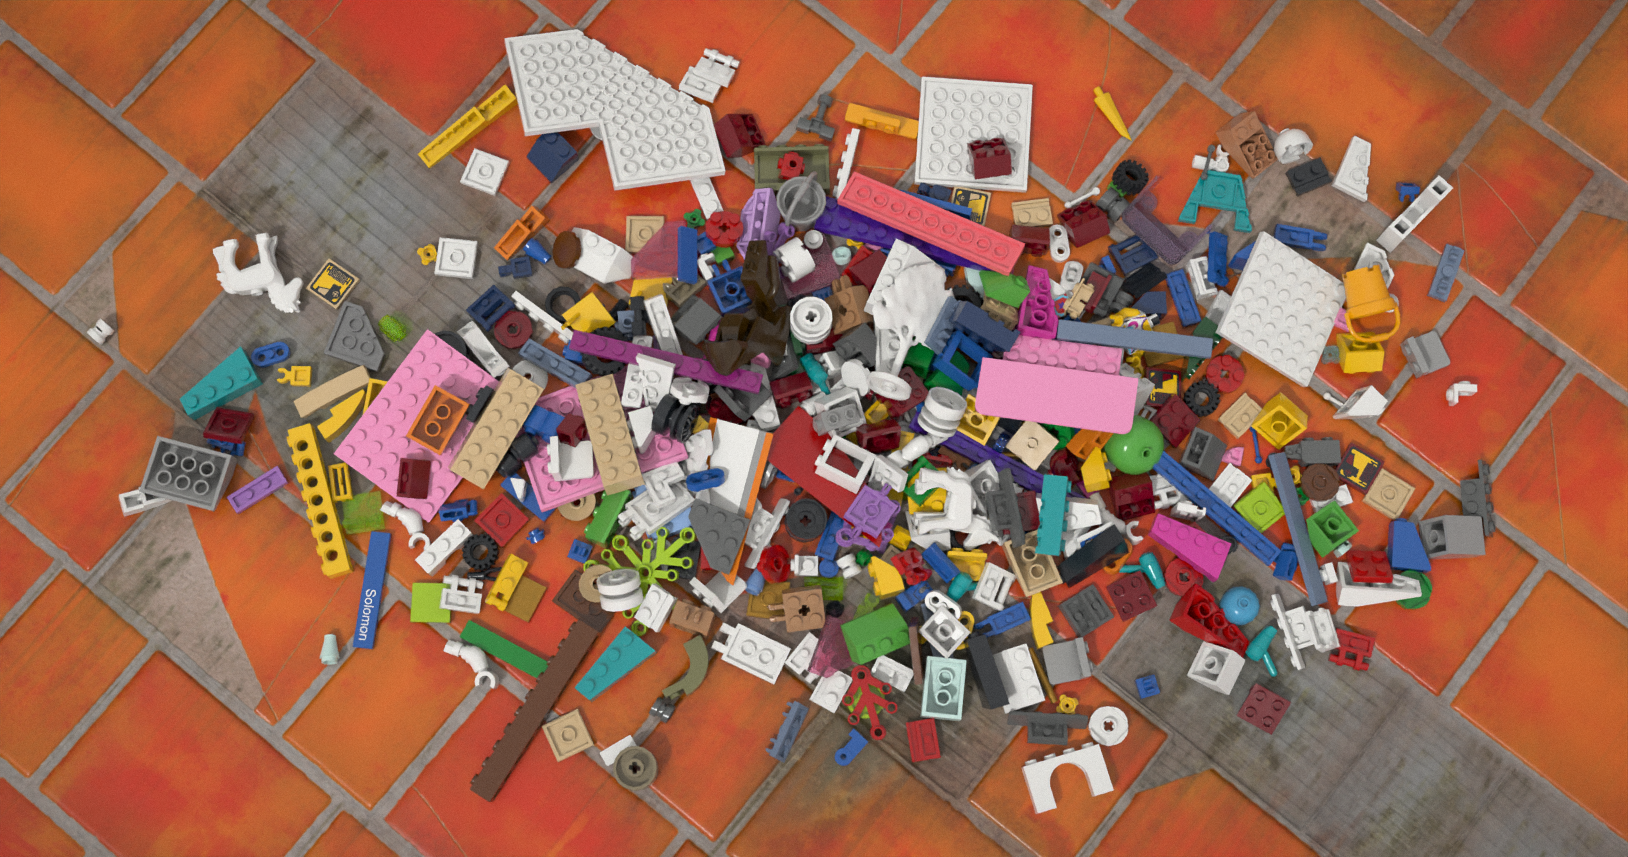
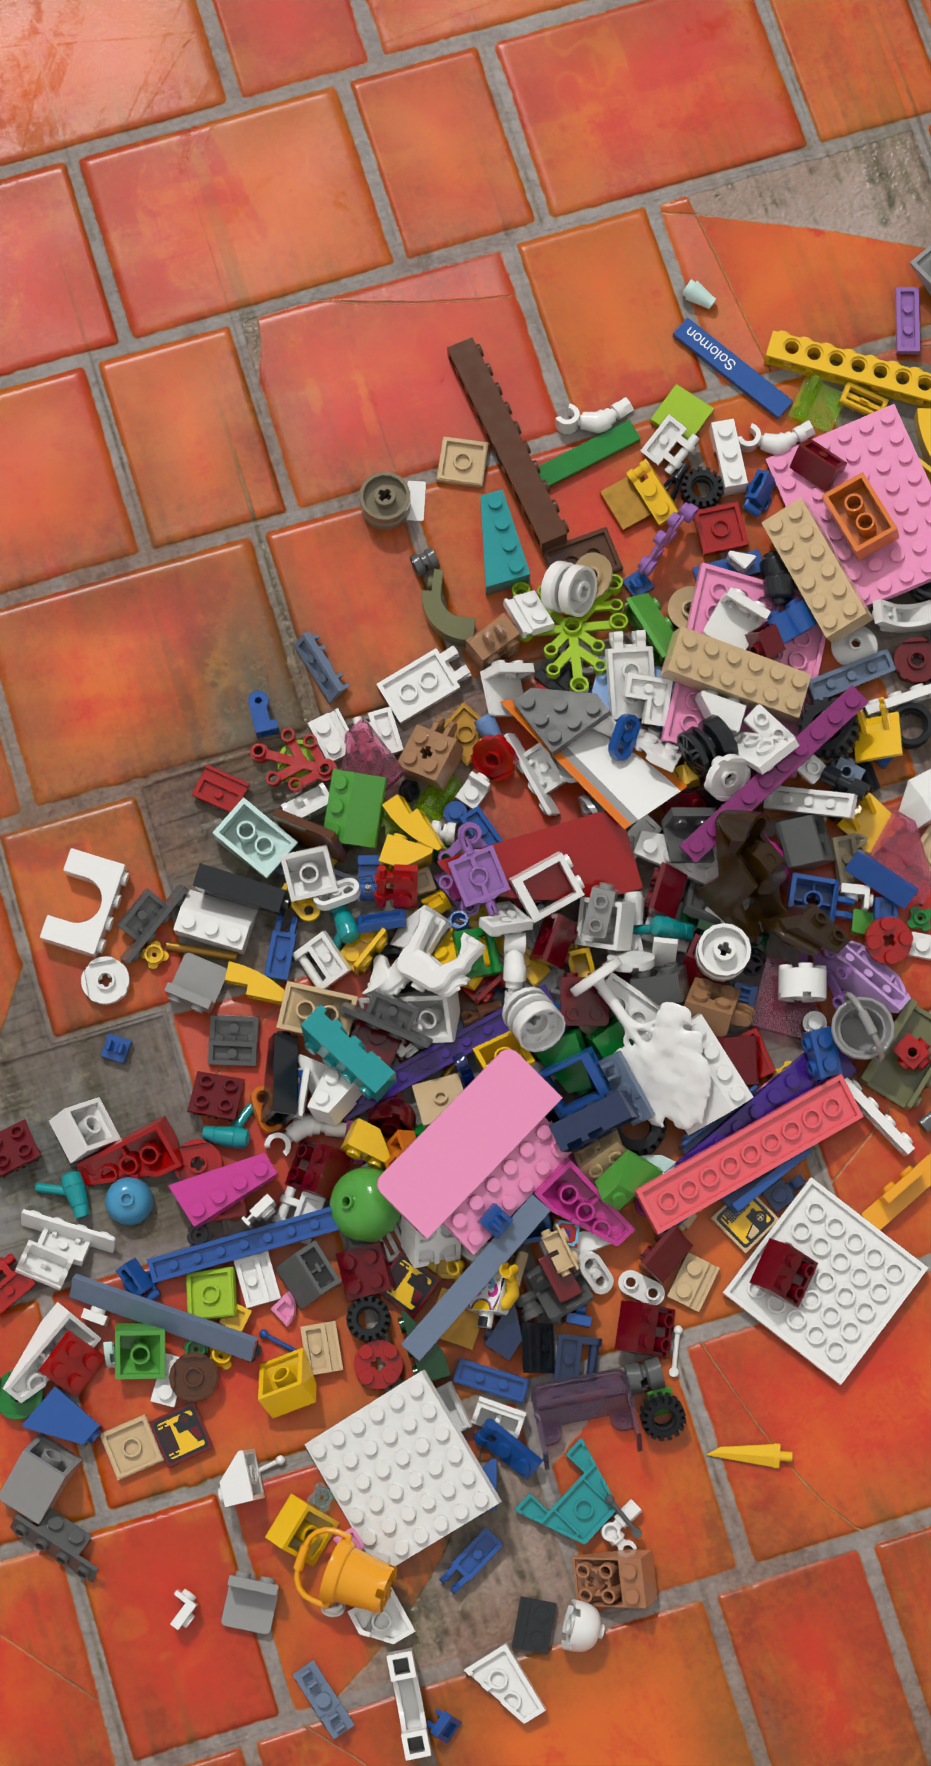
camera: 125 degrees right, 0 degrees up
(474, 410) = (849, 561): black plate -> none
(535, 535) = (682, 550): blue plate -> none
(548, 550) = (662, 539): none -> medium lavender plant
(812, 512) = (516, 803): black wheel -> none
(832, 220) = (821, 1053): none -> blue bracket
(841, 255) = (779, 1045): light aqua tile -> none
(860, 584) = (413, 822): none -> yellow slope
(903, 507) = (461, 917): none -> blue hinge
(1092, 347) = (495, 1220): none -> blue tile
(1315, 451) = (228, 1397): dark grey hinge -> none

